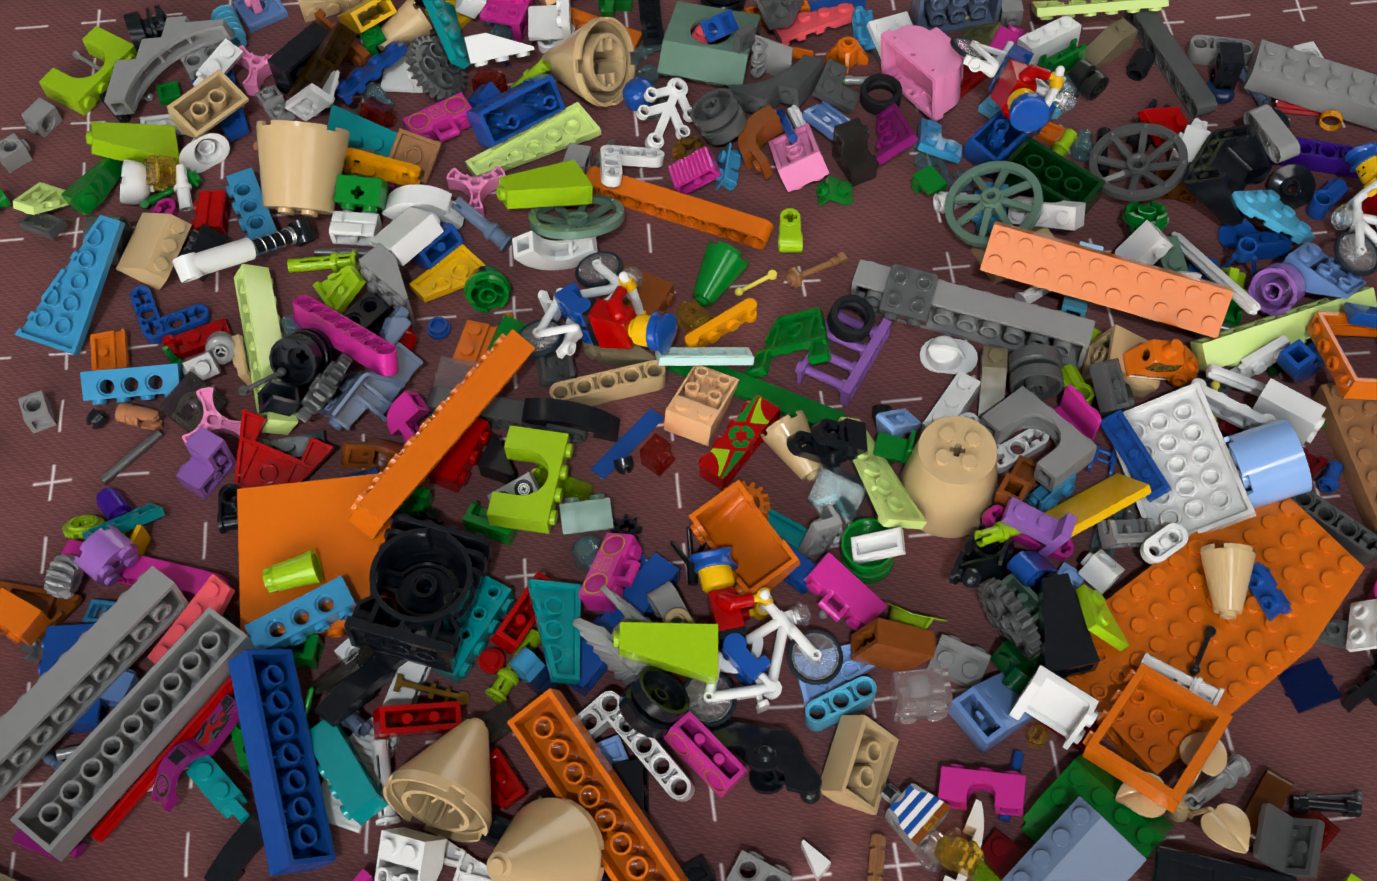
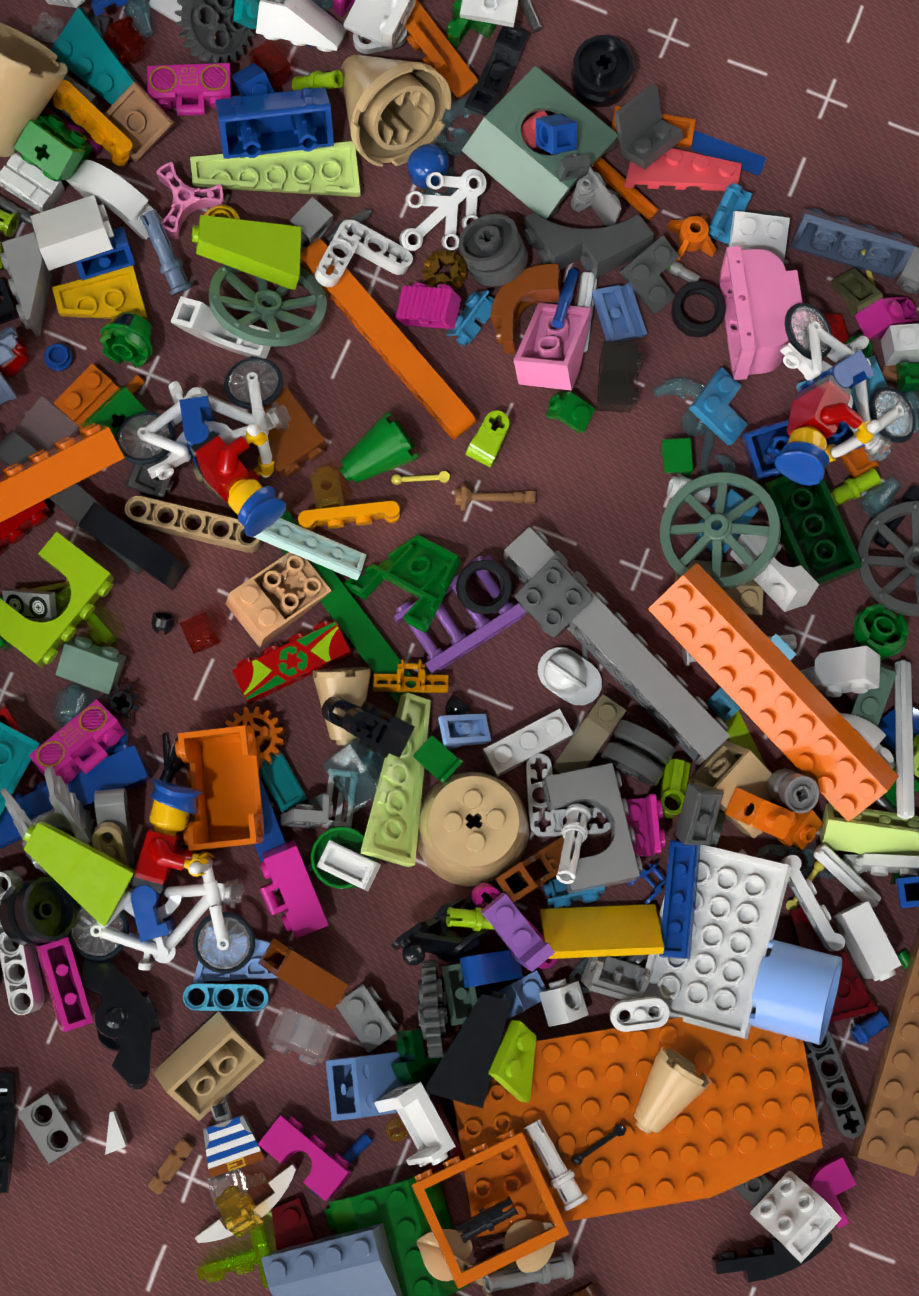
camera: 20 degrees right, 20 degrees up
(495, 463) = (28, 551): black slope -> none
(627, 443) = (182, 597): blue sticker -> none
(851, 405) = (399, 677): none -> light orange piece
(893, 133) = (677, 374): magenta wing -> none
(905, 617) = (345, 951): lime piece -> none
(1030, 444) = (574, 834): none -> white pin
(1163, 736) = (486, 1219): none -> black pin
(1166, 329) = (792, 790): none -> light grey wheel
(1264, 589) = (699, 1136): blue hinge -> none
(1309, 685) = (693, 1225): clear blue piece -> none

